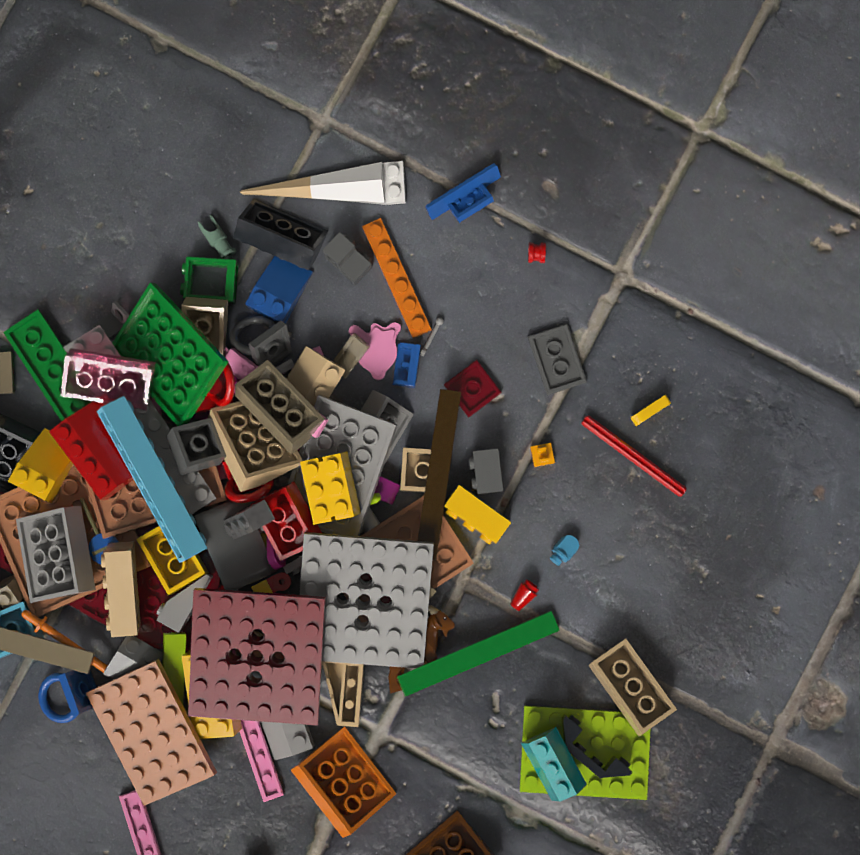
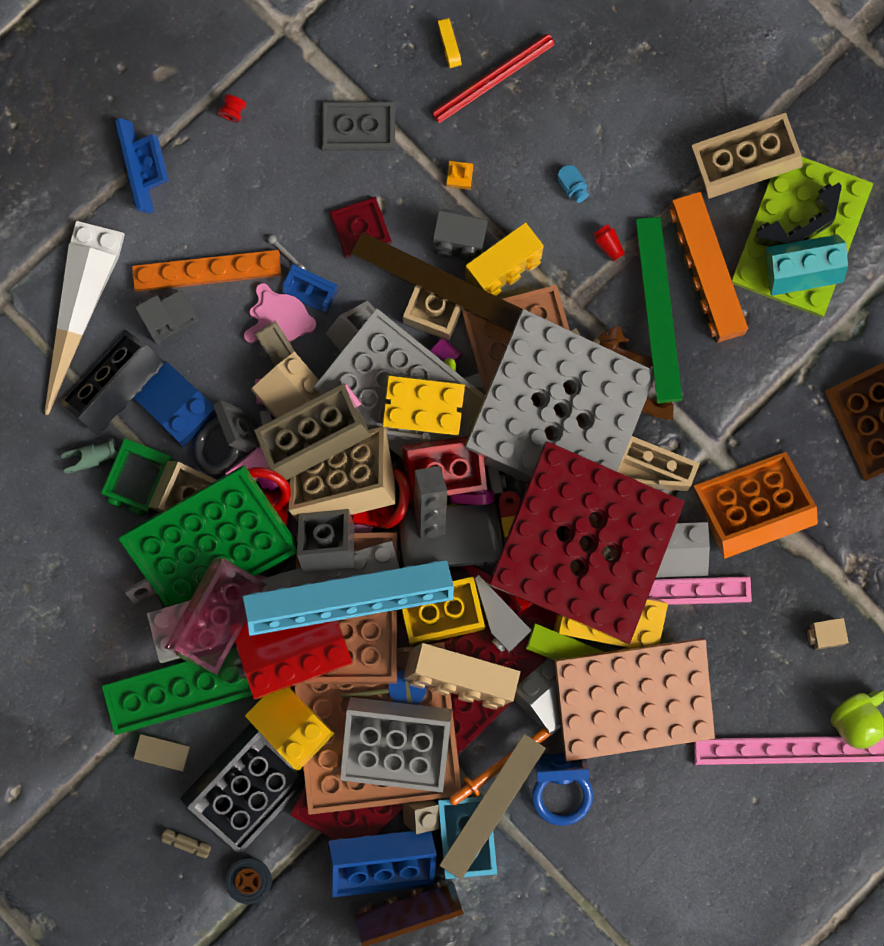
camera: 75 degrees left, 5 degrees down
(529, 683) = (708, 267): none -> orange brick

